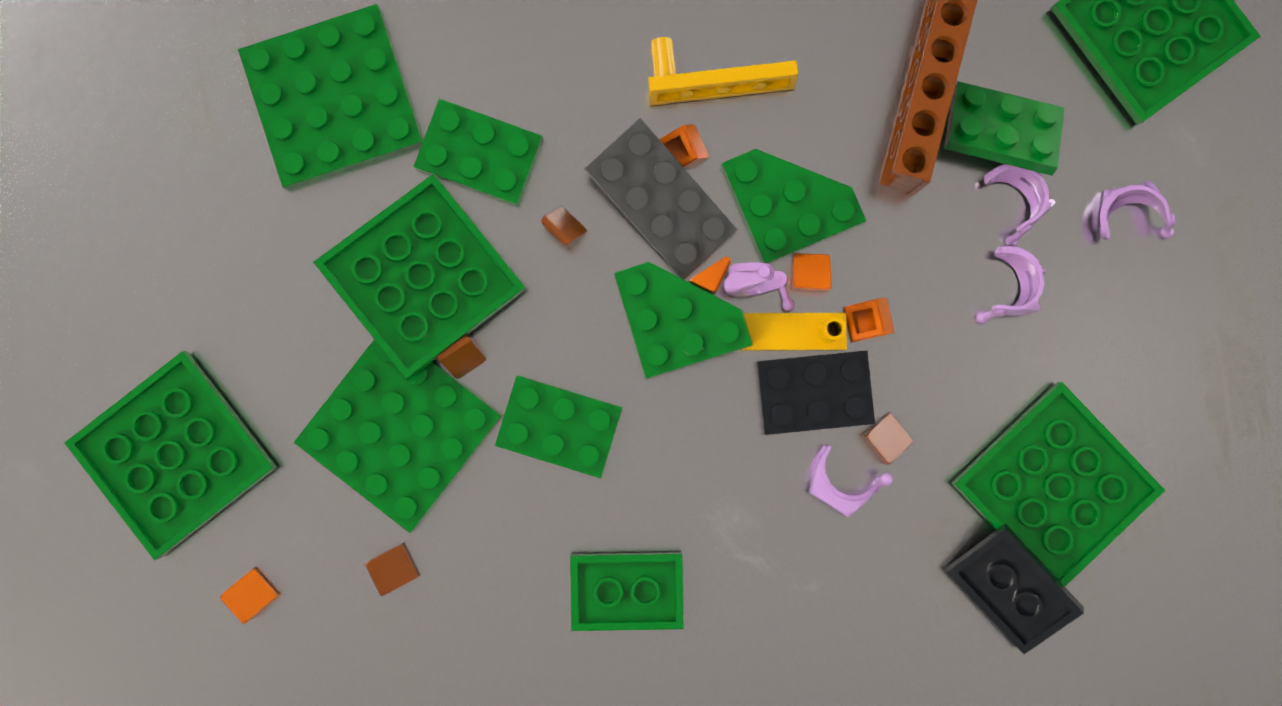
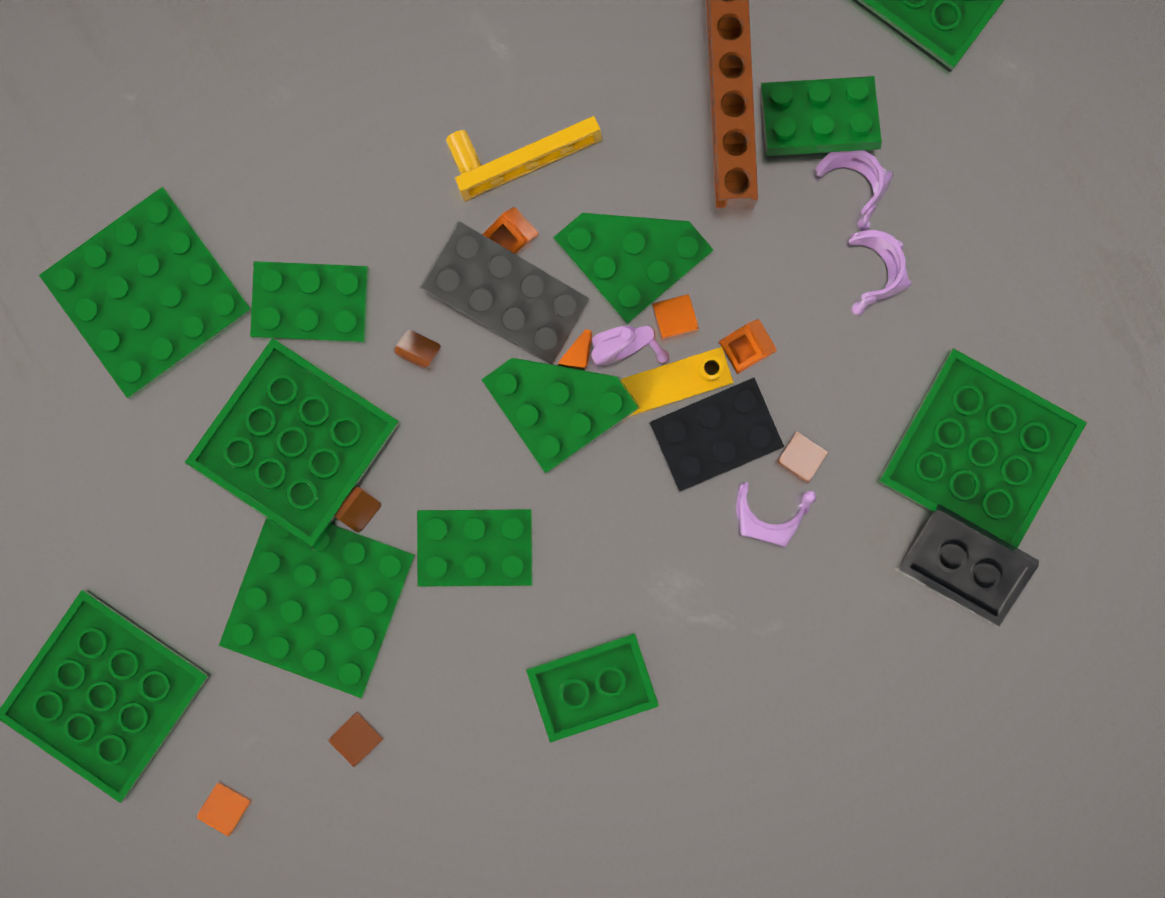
camera: 15 degrees left, 0 degrees up
(1141, 193) = (956, 147): lavender helmet -> none

